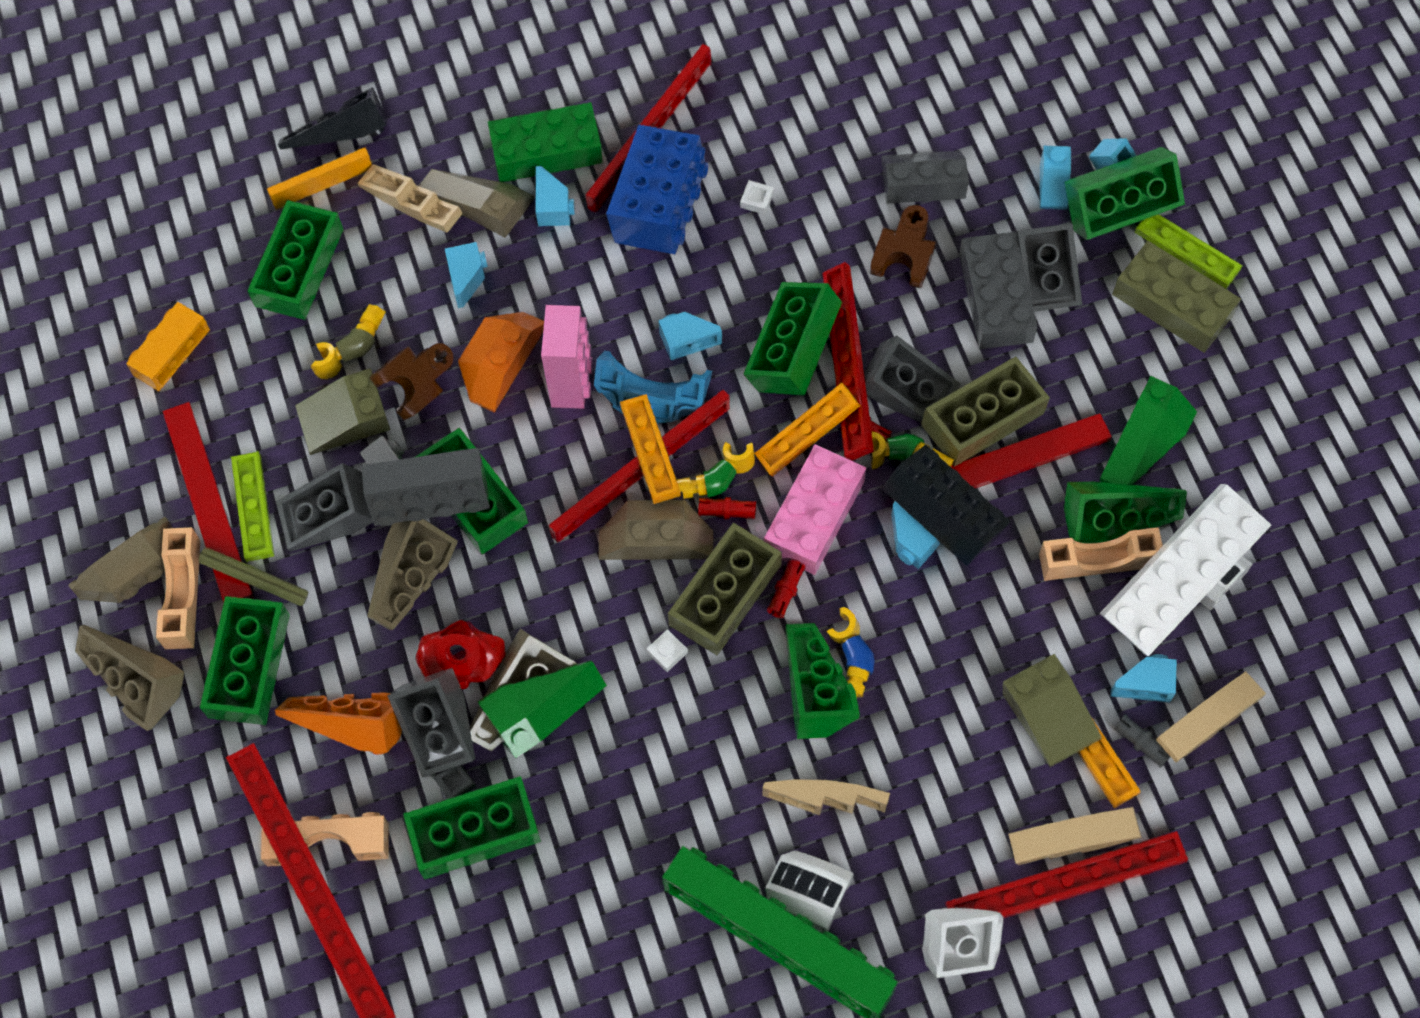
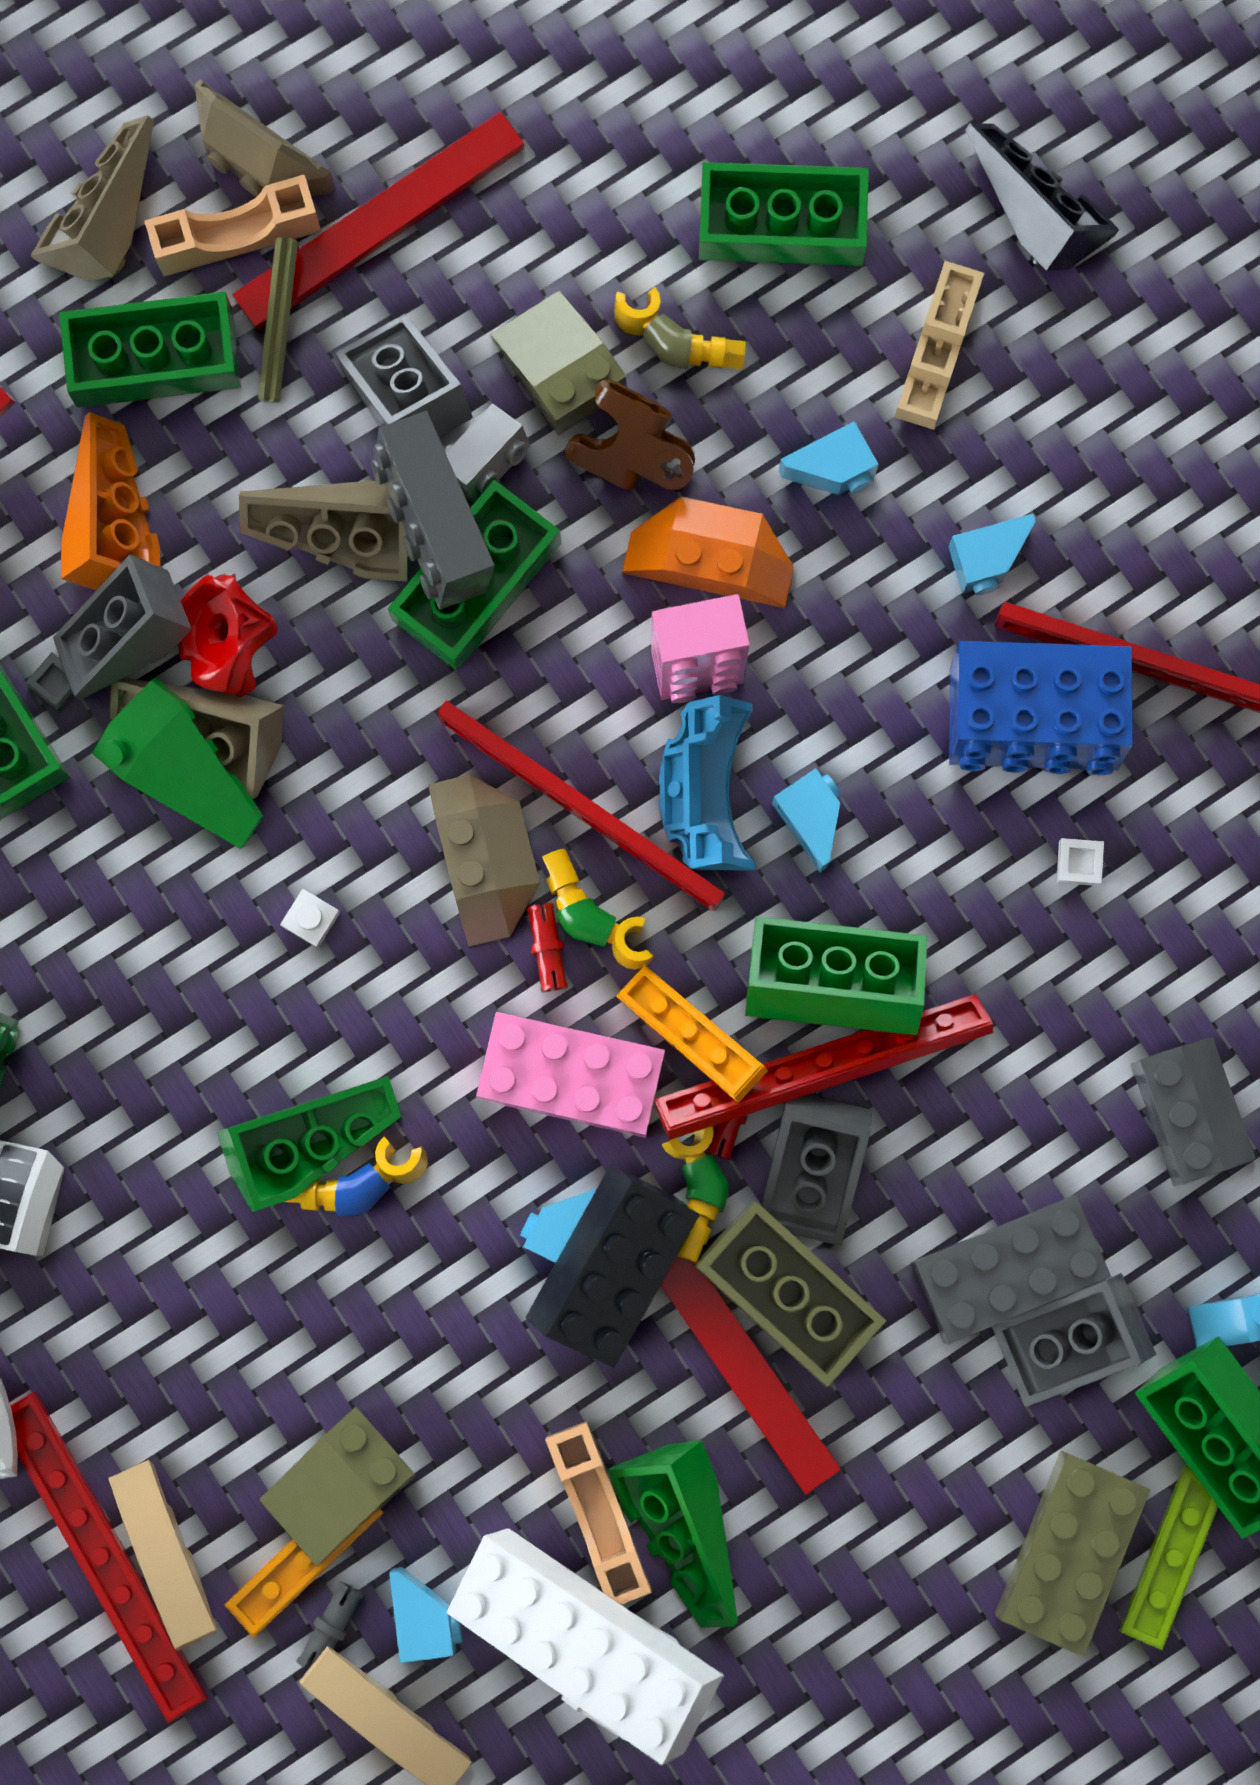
camera: 75 degrees right, 15 degrees up
(168, 346) = (601, 82): light orange brick -> none
(252, 506) = (390, 283): lime tile -> none
(320, 178) = (935, 203): light orange tile -> none
(481, 200) = (969, 454): dark tan wedge -> none
(549, 138) = (1087, 515): green brick -> none
(650, 449) = (598, 811): light orange tile -> none
(725, 589) = (411, 975): olive brick -> none
(786, 588) = (440, 1063): red pin -> none
(812, 794) = (141, 1173): tan slope -> none
(906, 246) = (1055, 1111): reddish brown piece -> none
(1152, 430) = (832, 1554): green wedge -> none

